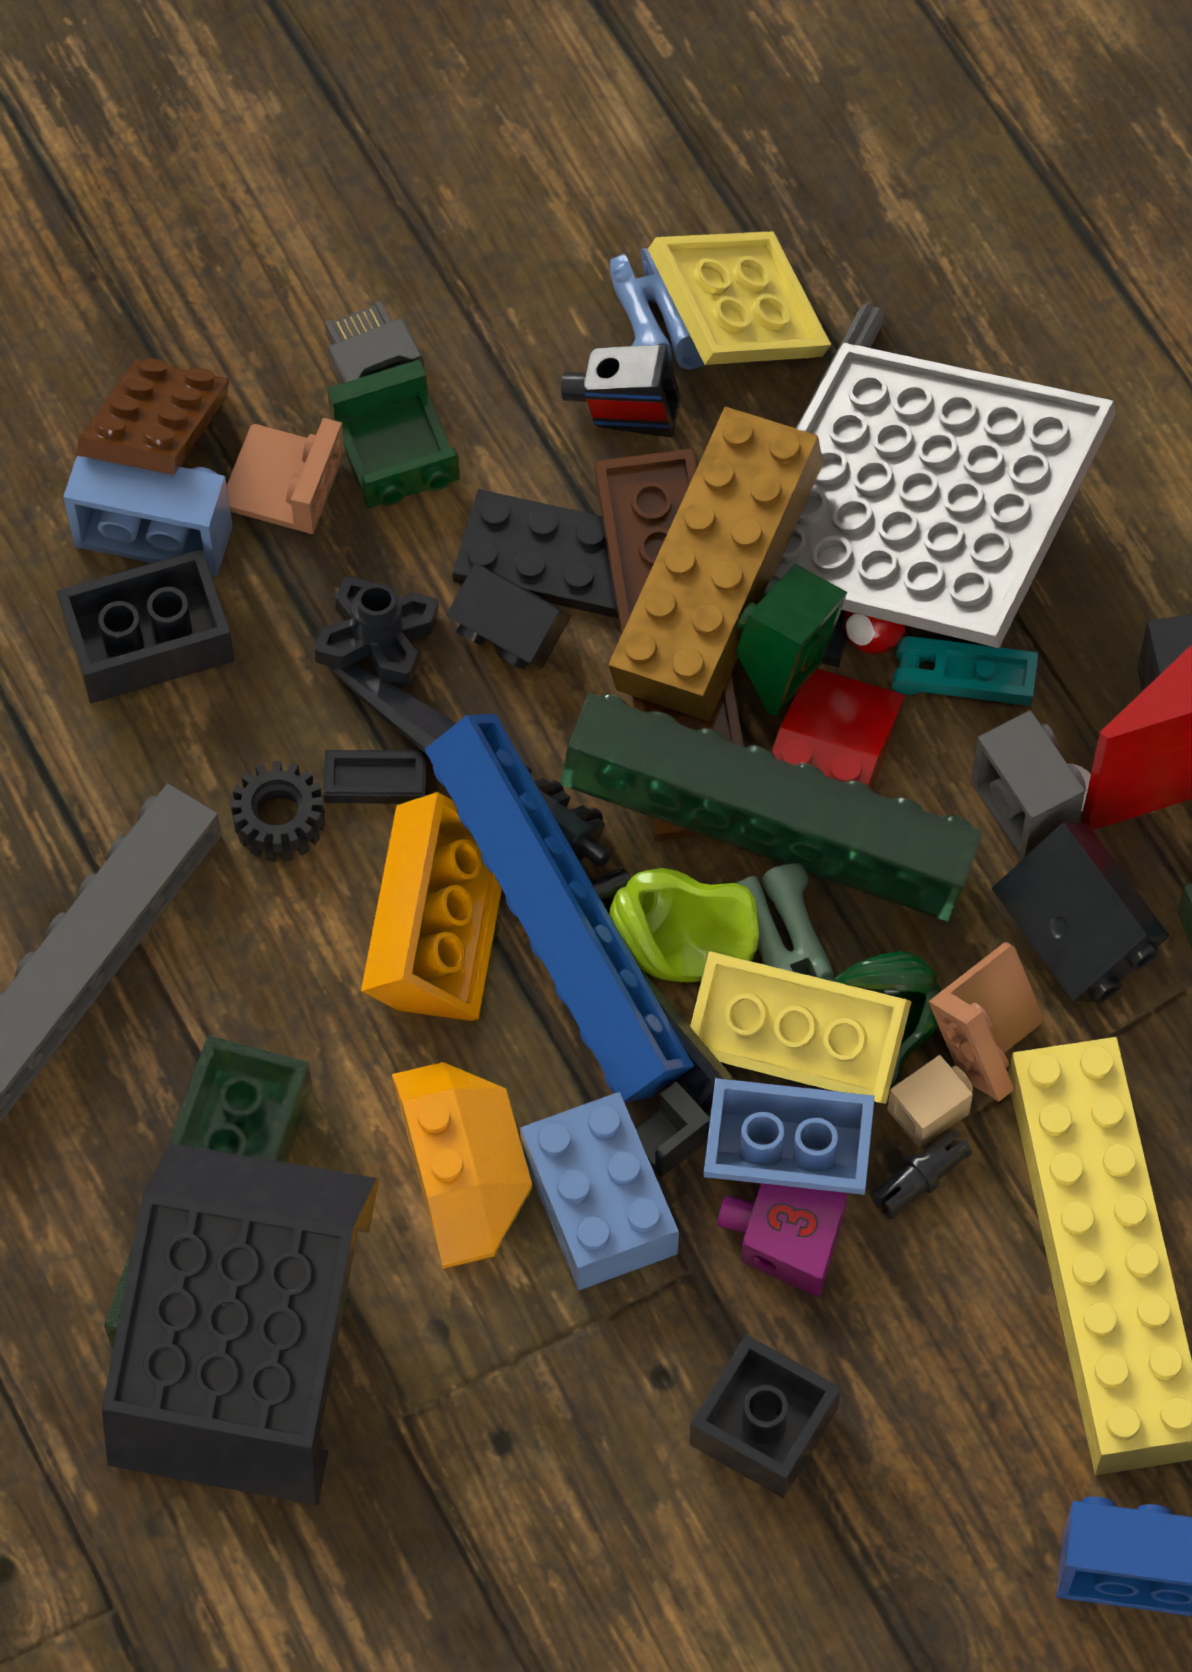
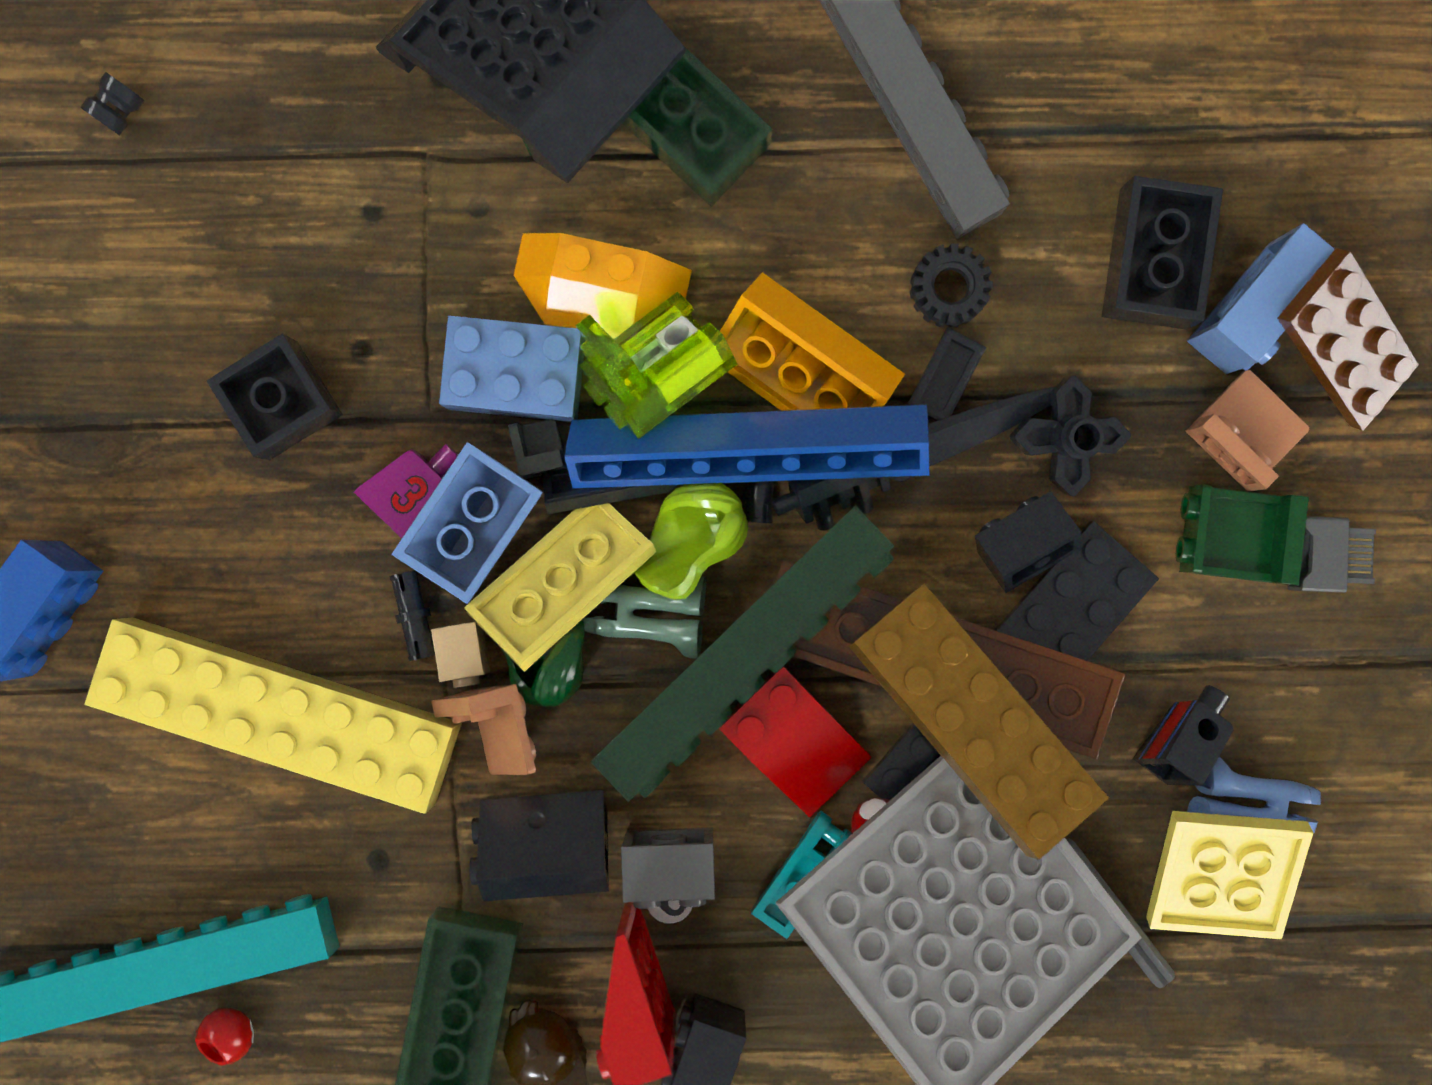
camera: 115 degrees right, 25 degrees up
(554, 1050) = (652, 364): none -> clear neon green brick
(788, 634) = (888, 745): dark green slope -> none

